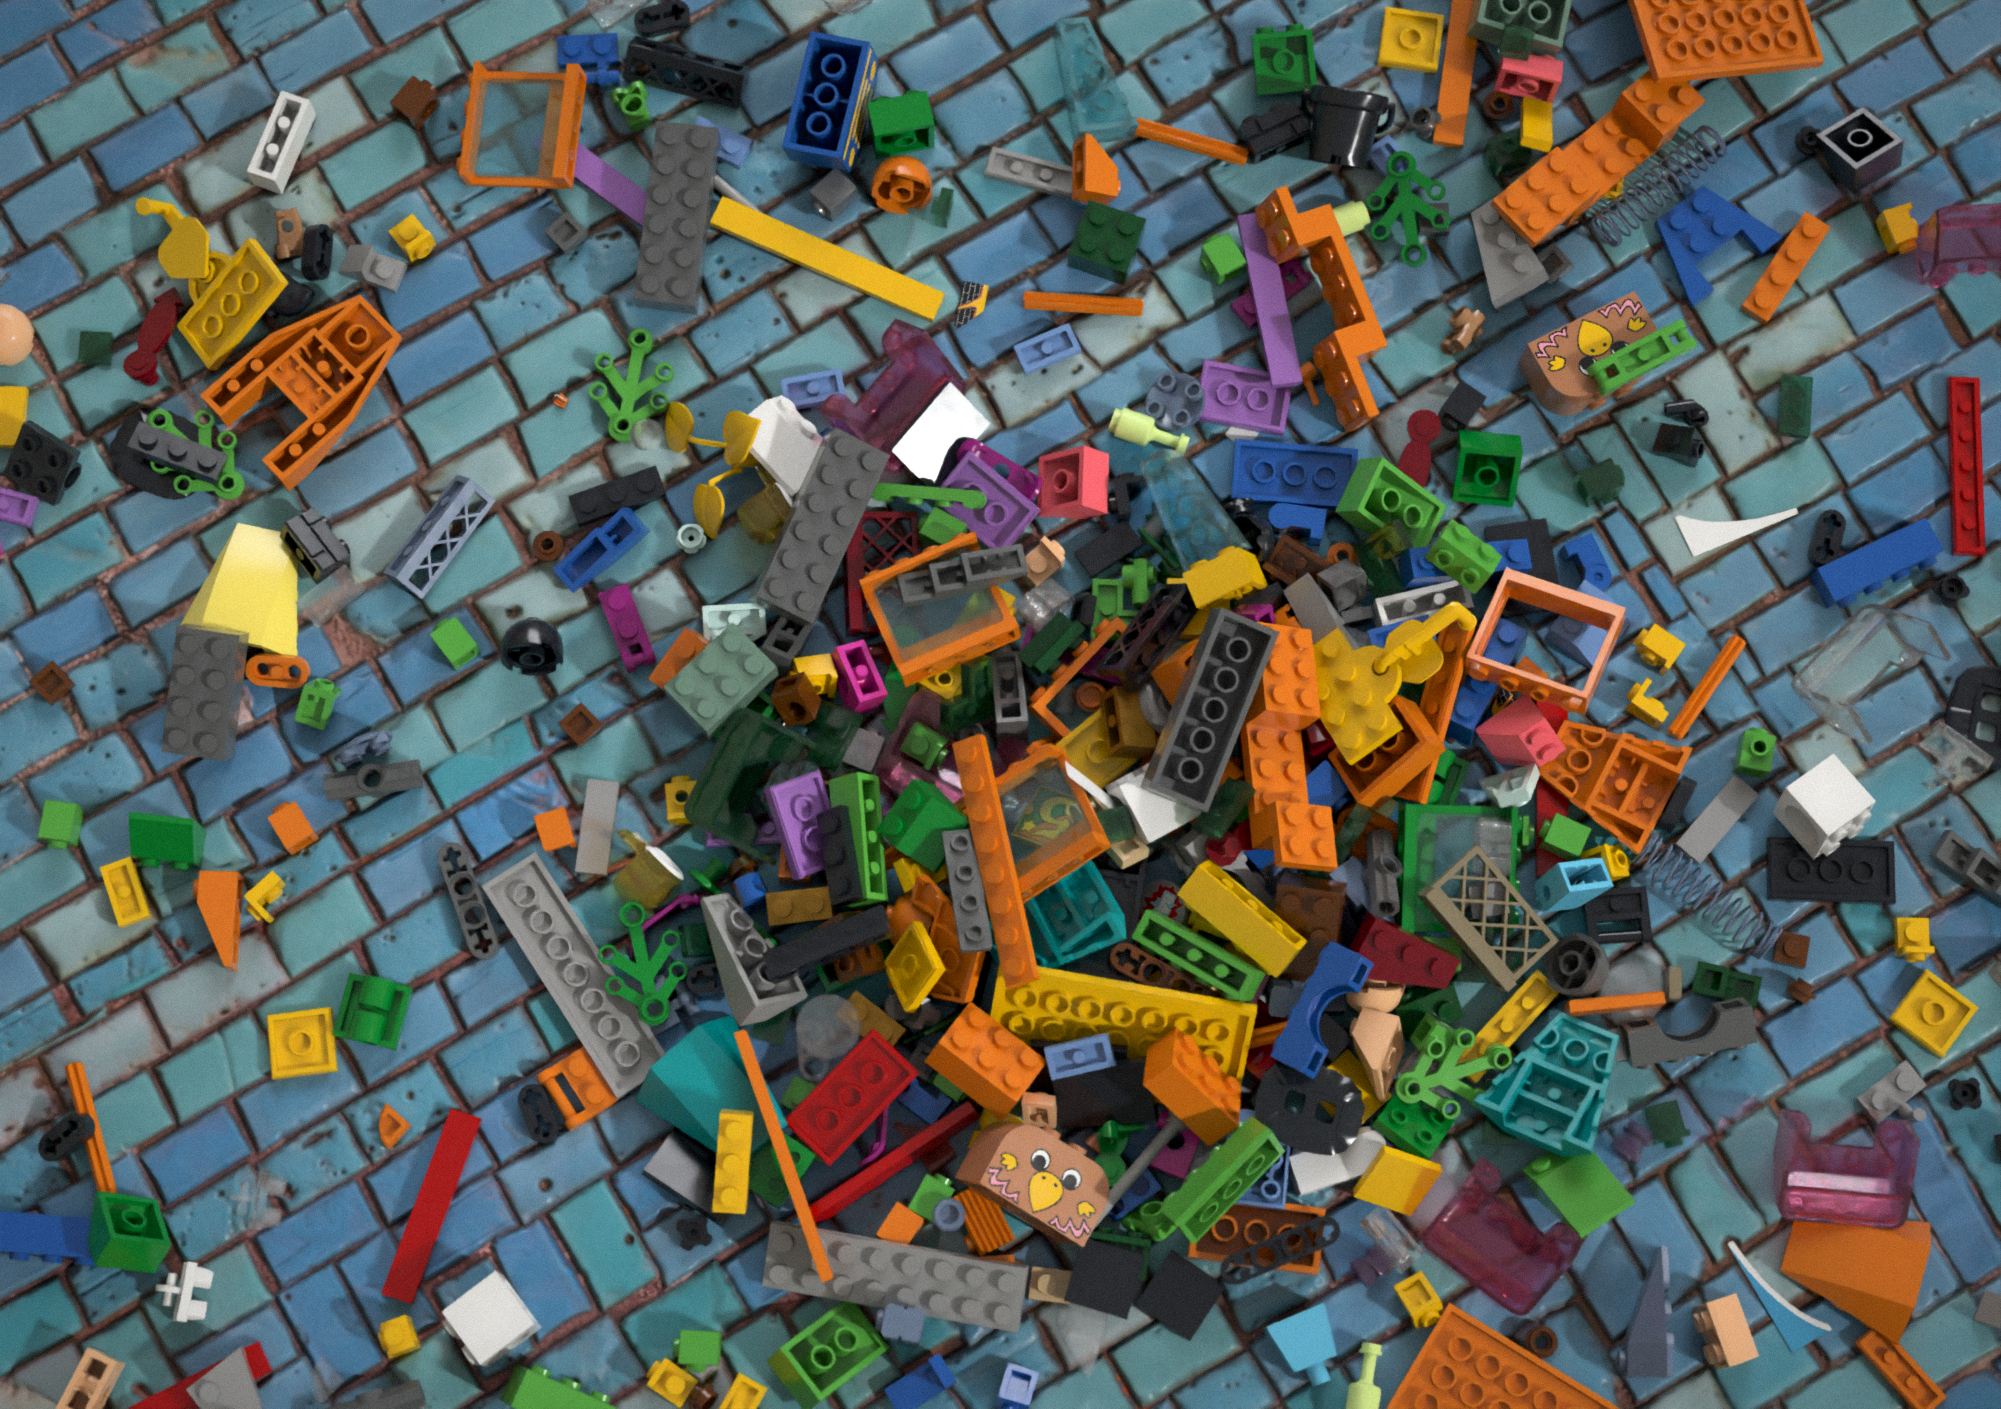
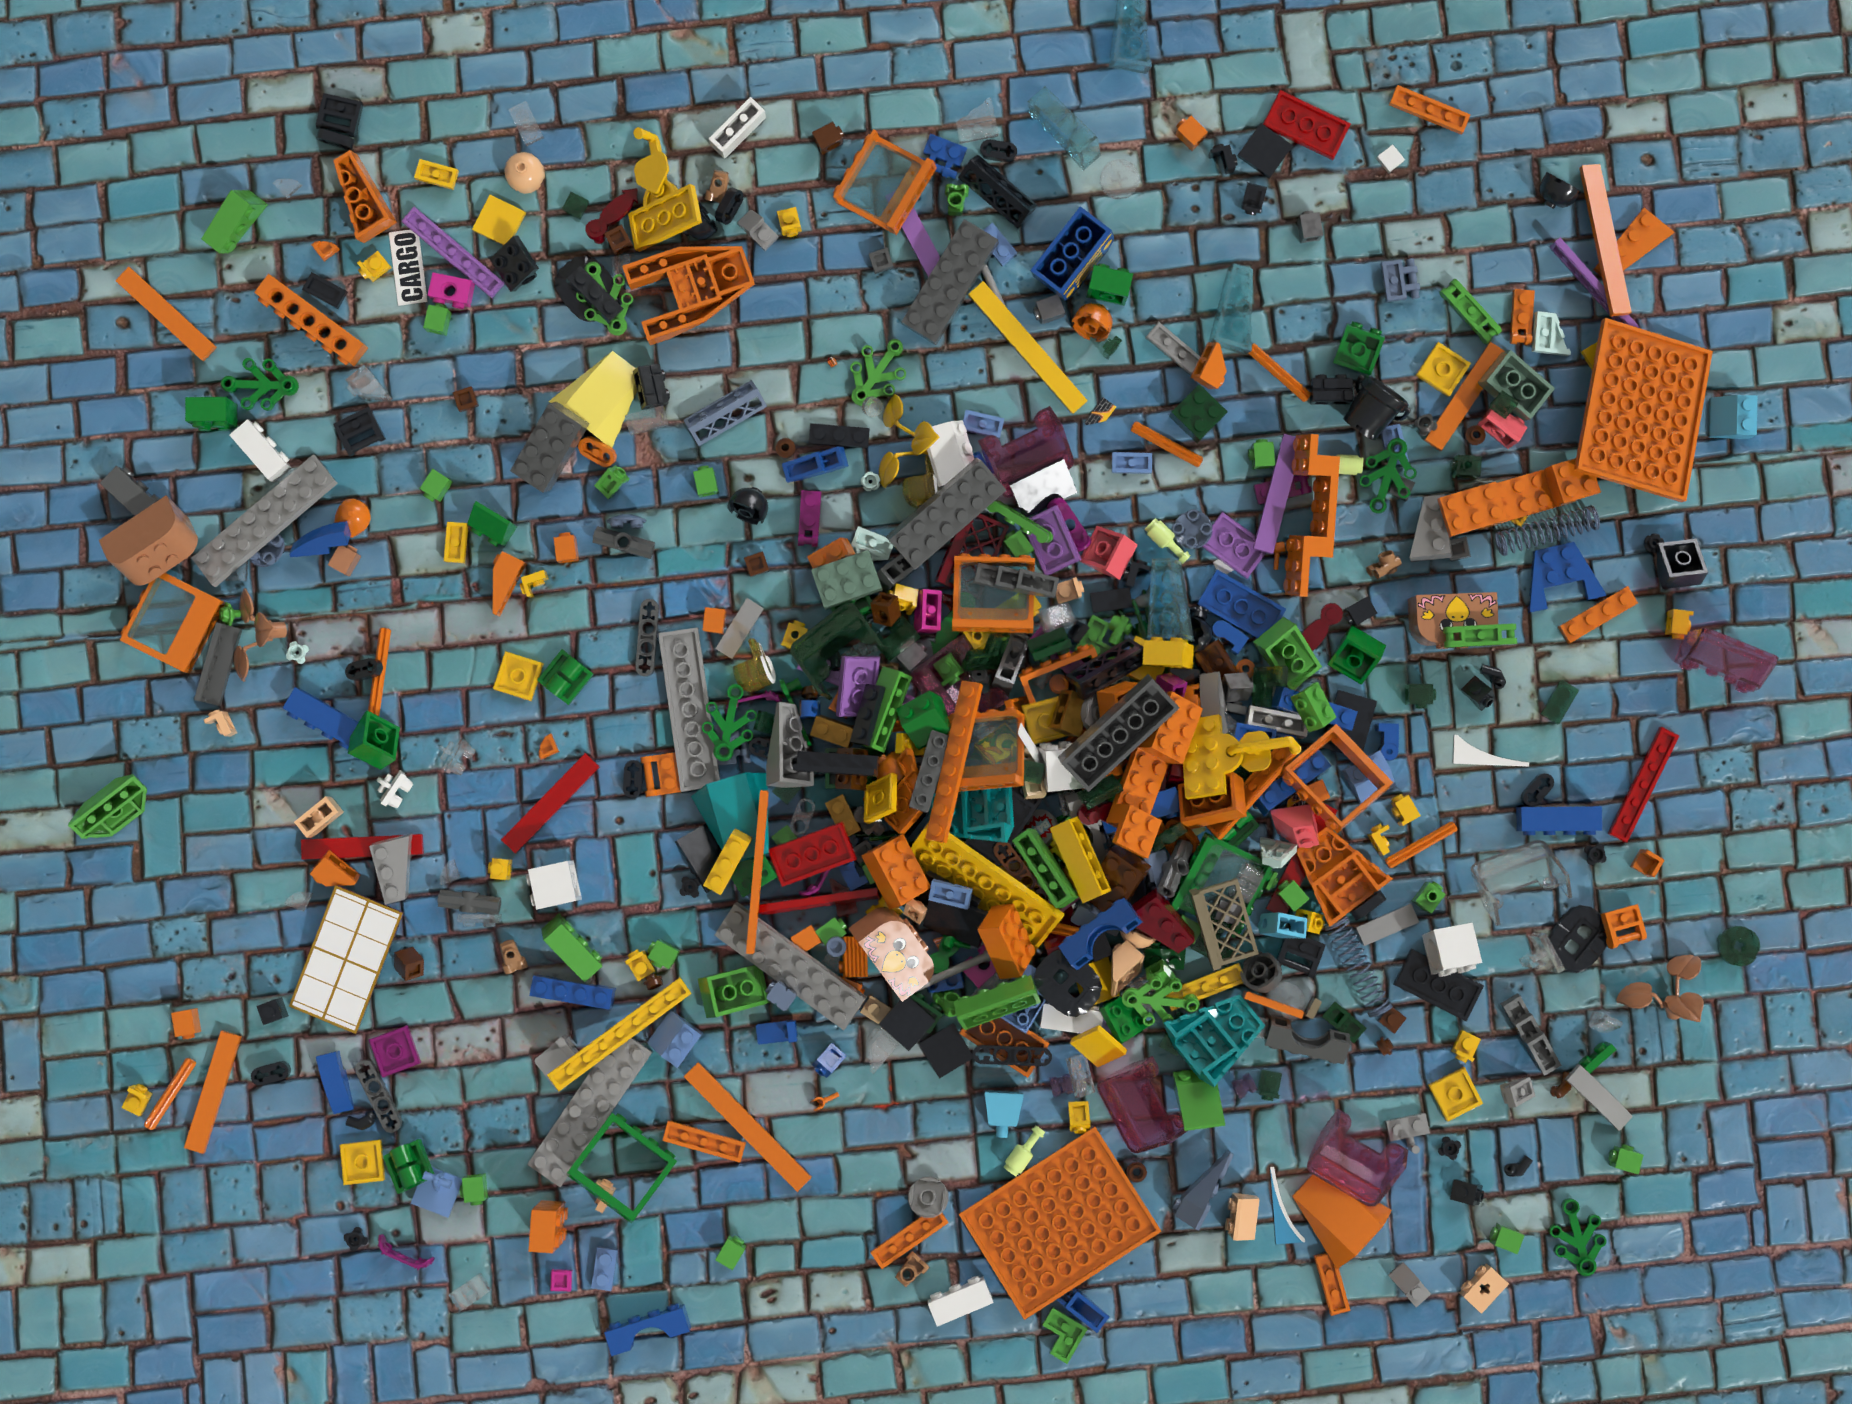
camera: 25 degrees right, 10 degrees up
(179, 365) = (619, 240): none -> reddish brown brick
(828, 1026) = (817, 808): clear tile -> none
(1536, 124) = (1491, 459): yellow tile -> none

